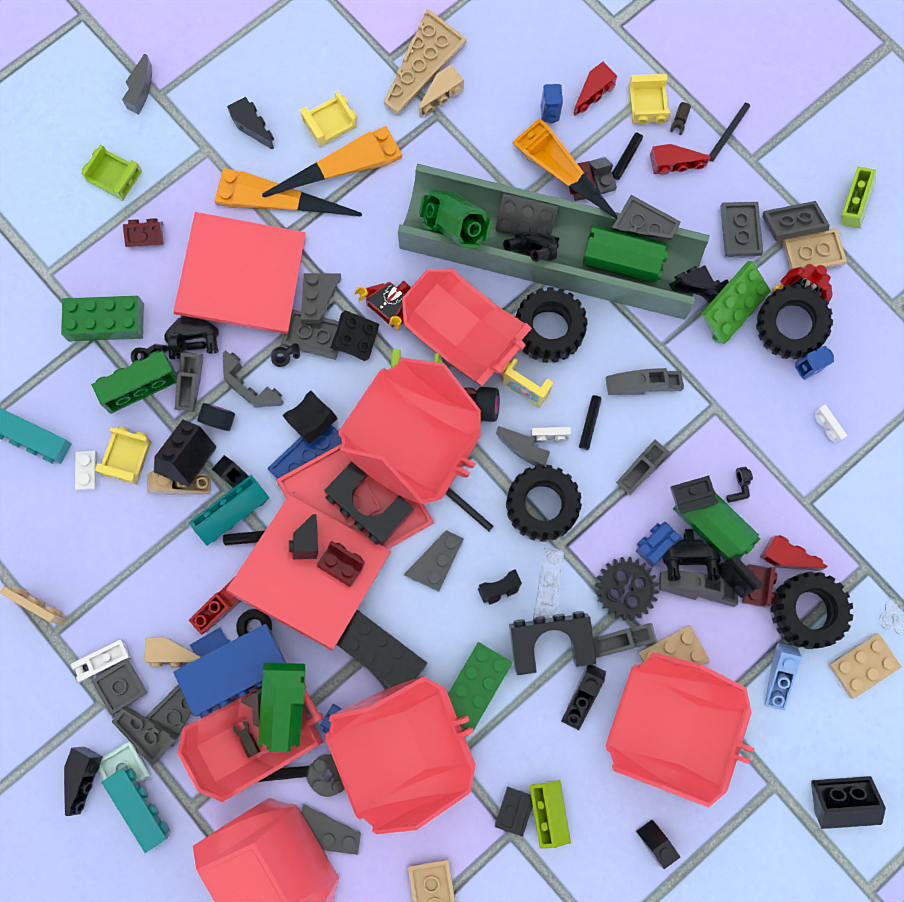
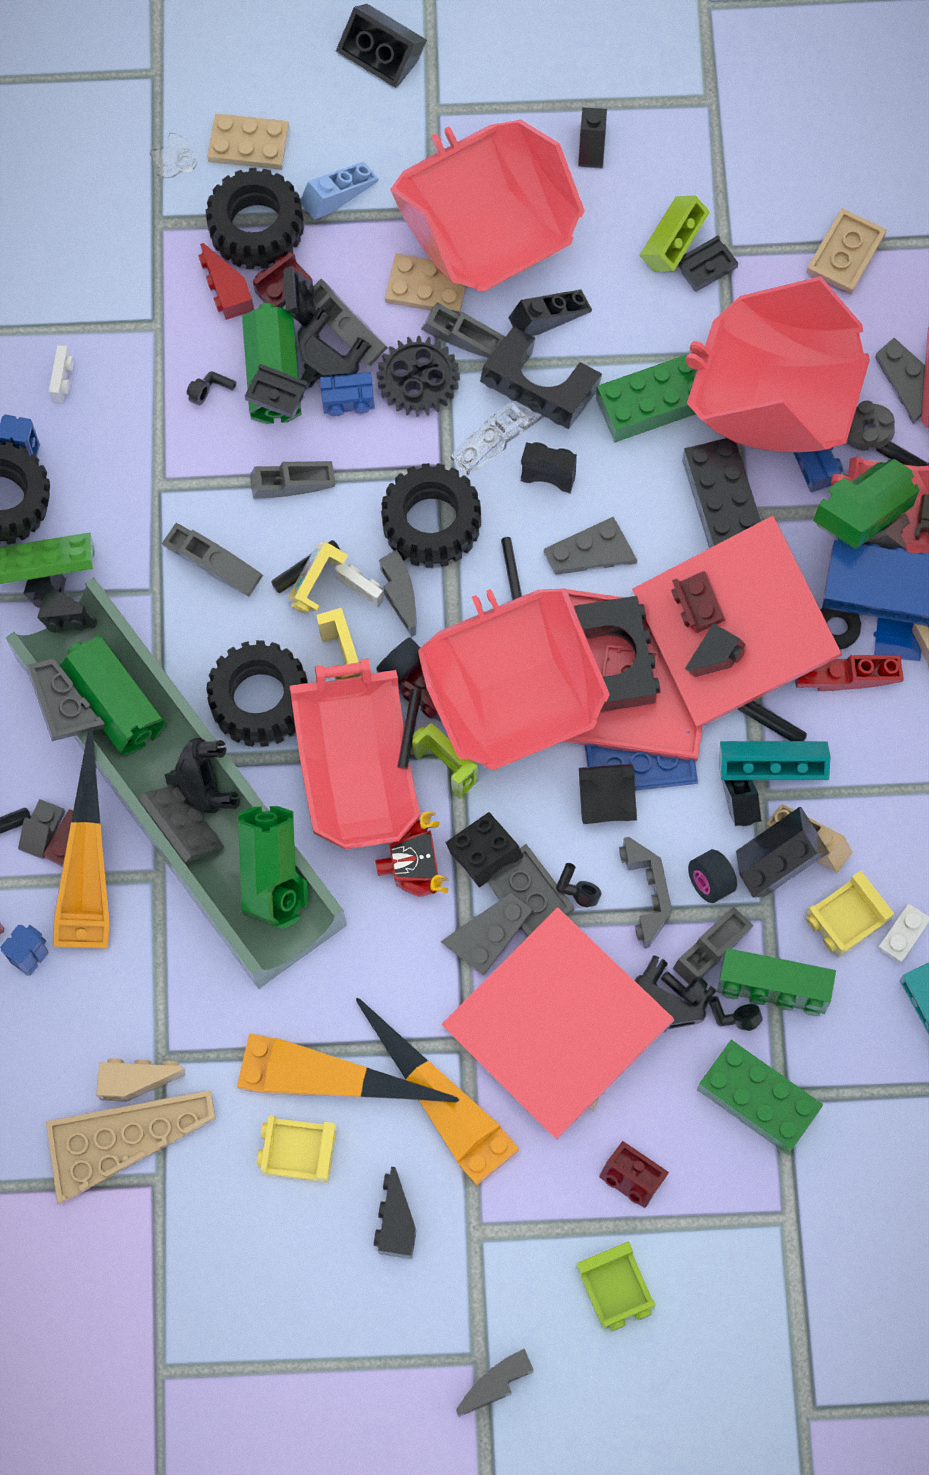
camera: 135 degrees left, 5 degrees down
(445, 359) = (409, 729): none -> black bar
(580, 427) = (321, 554): none -> light yellow panel

